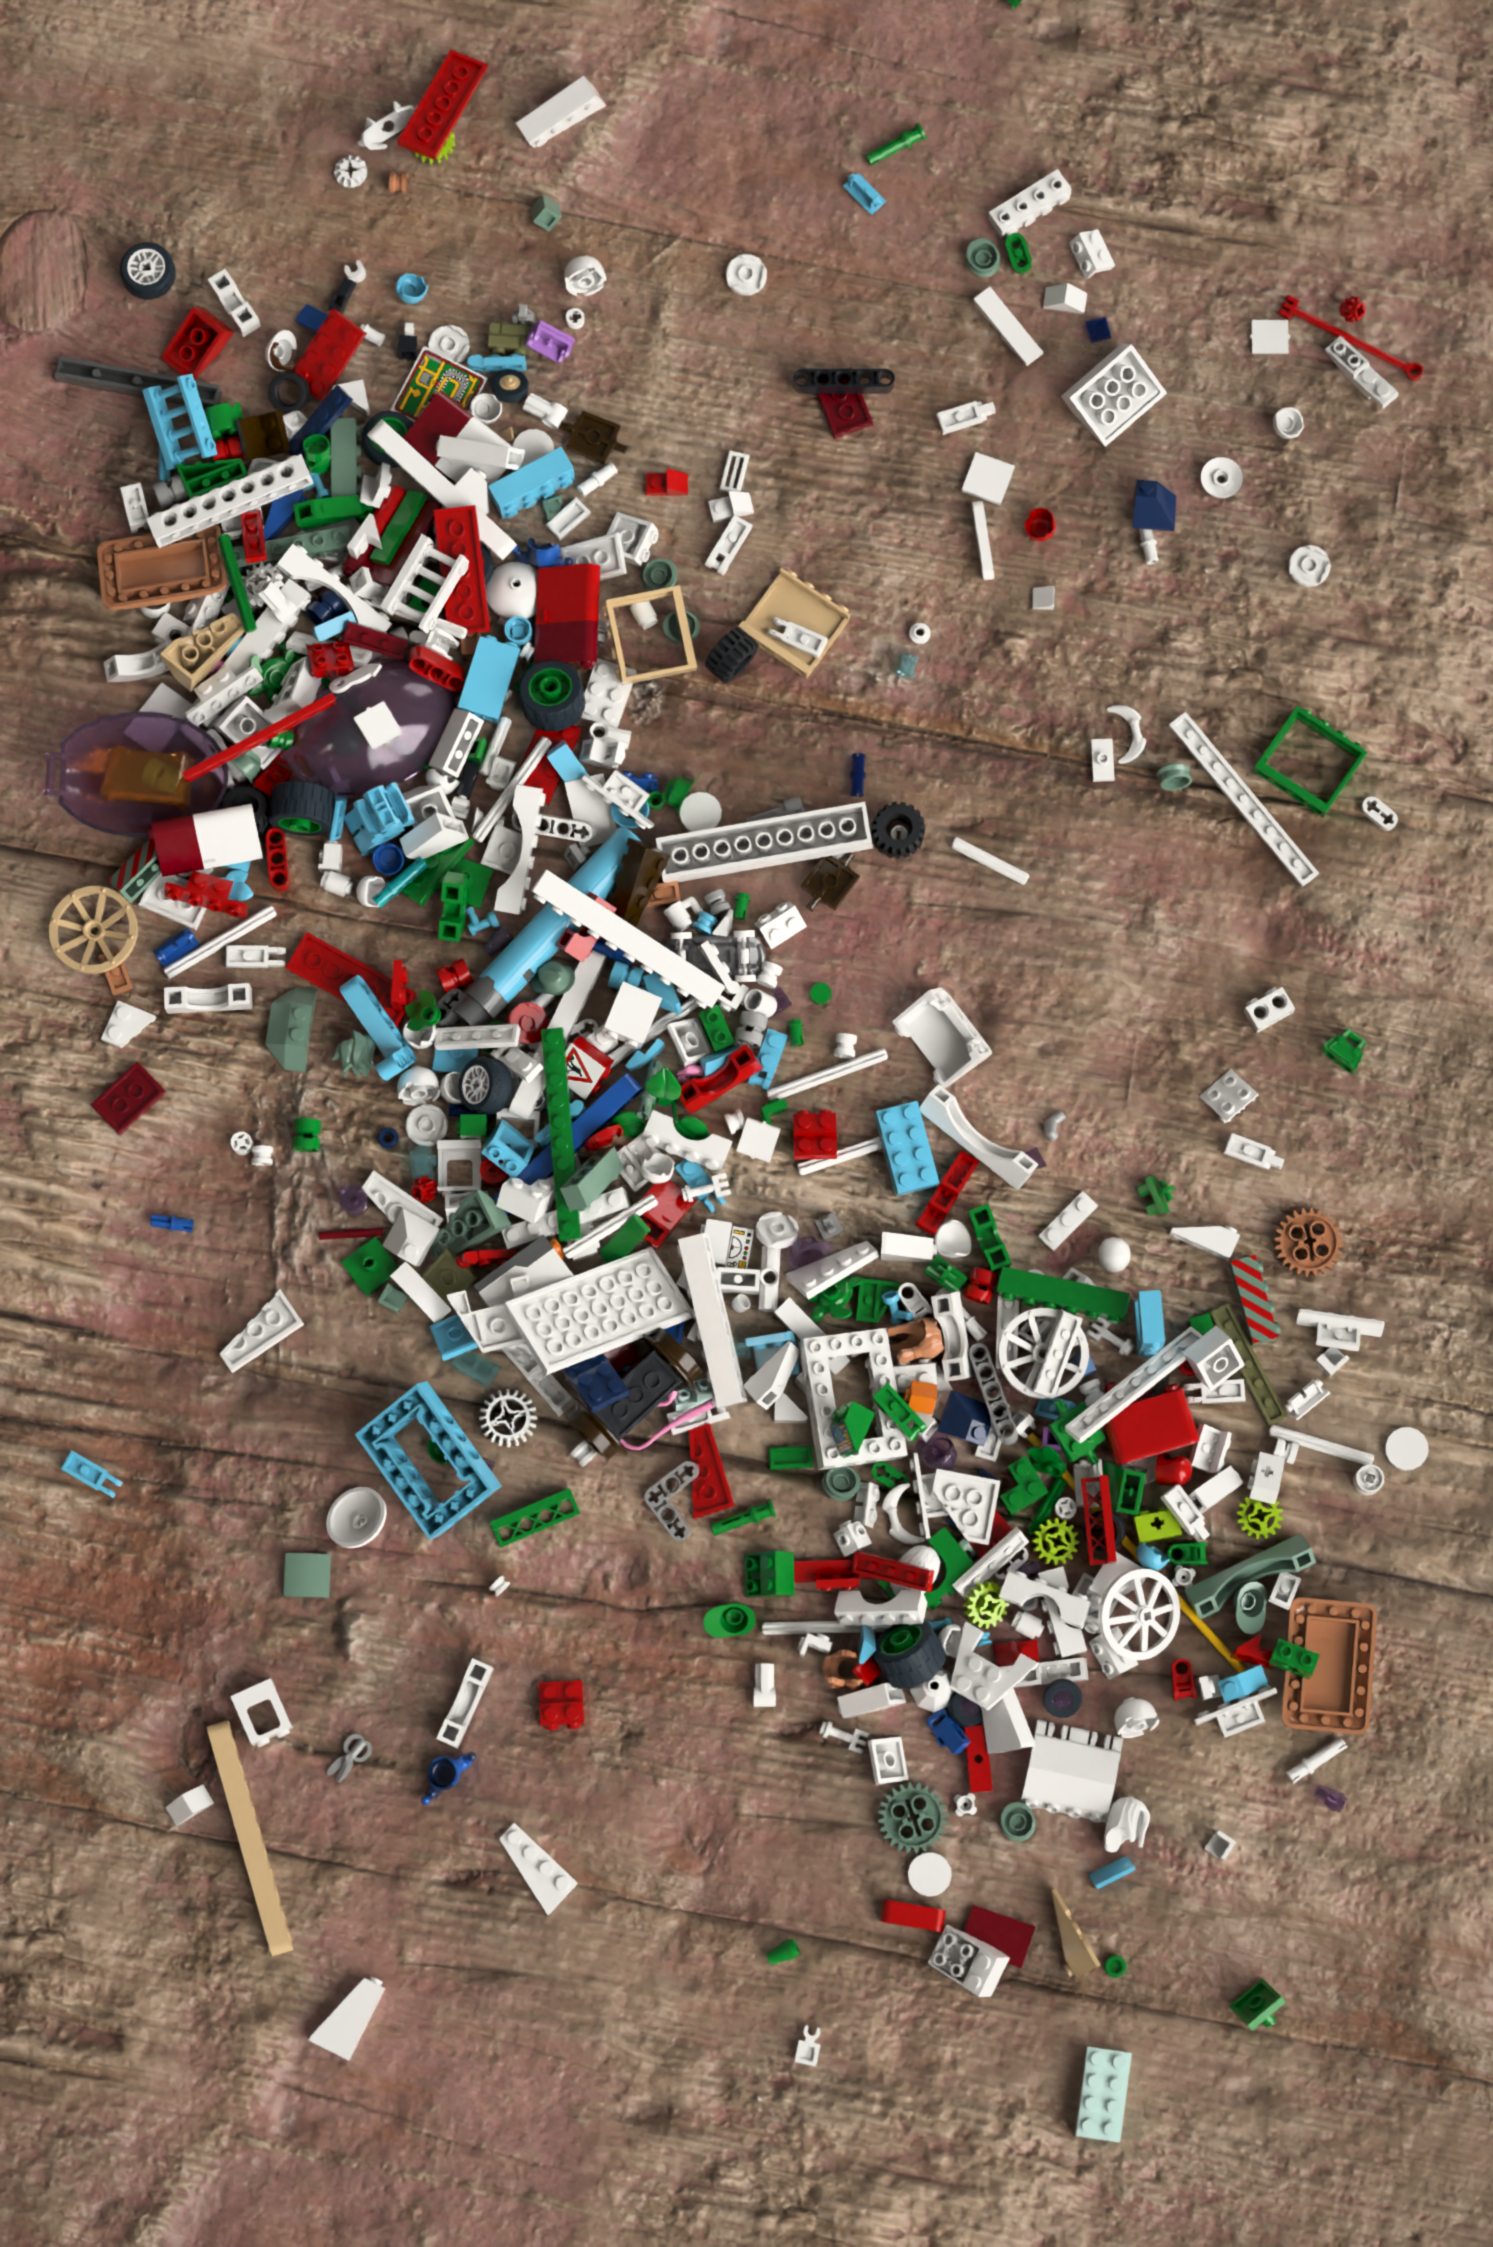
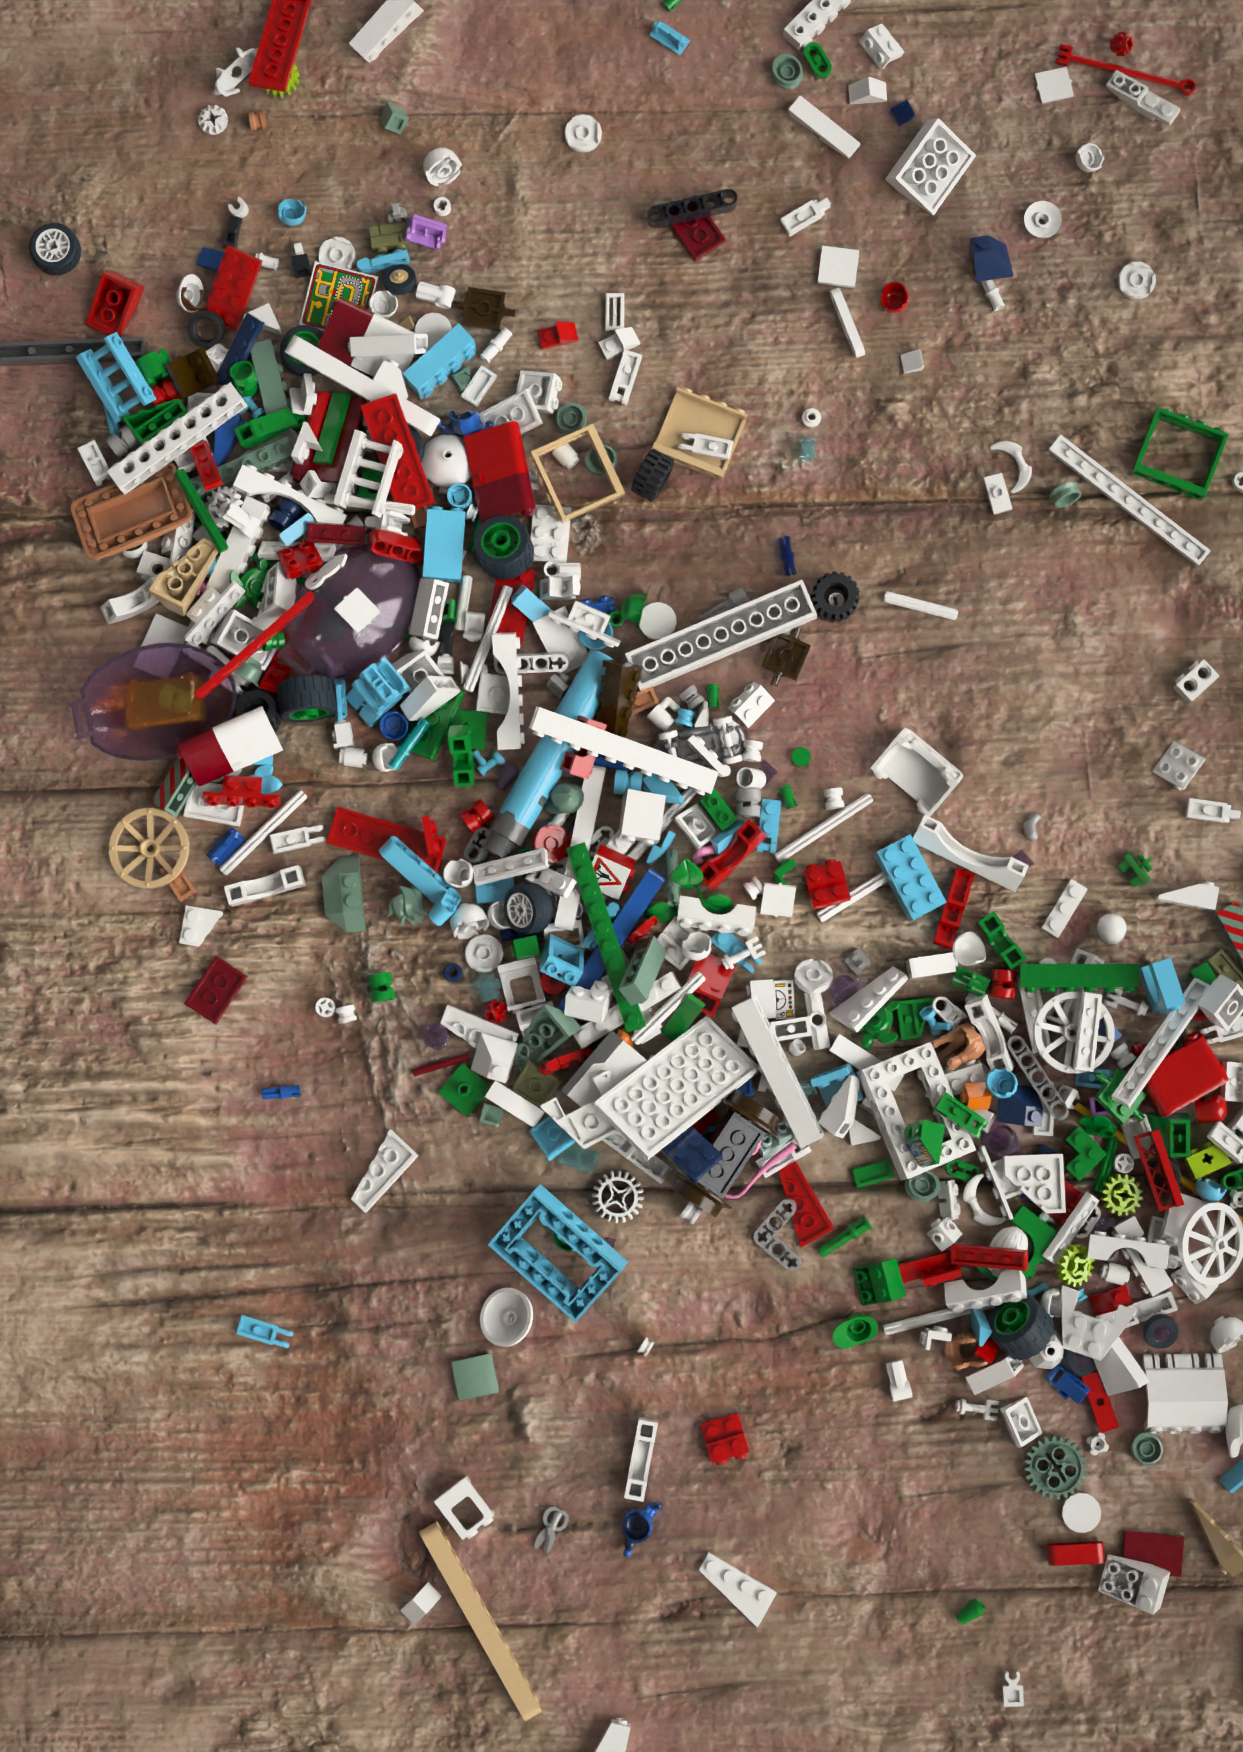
camera: 10 degrees left, 5 degrees up
(233, 303) = (138, 261): white arch -> none
(282, 868) = (290, 741): red beam -> none
(421, 1011) = (455, 855): green plate -> none
(531, 1510) = (655, 1275): green fence -> none
(738, 999) = (728, 782): white bracket -> none
(951, 1388) = (1001, 1083): none -> medium azure hair

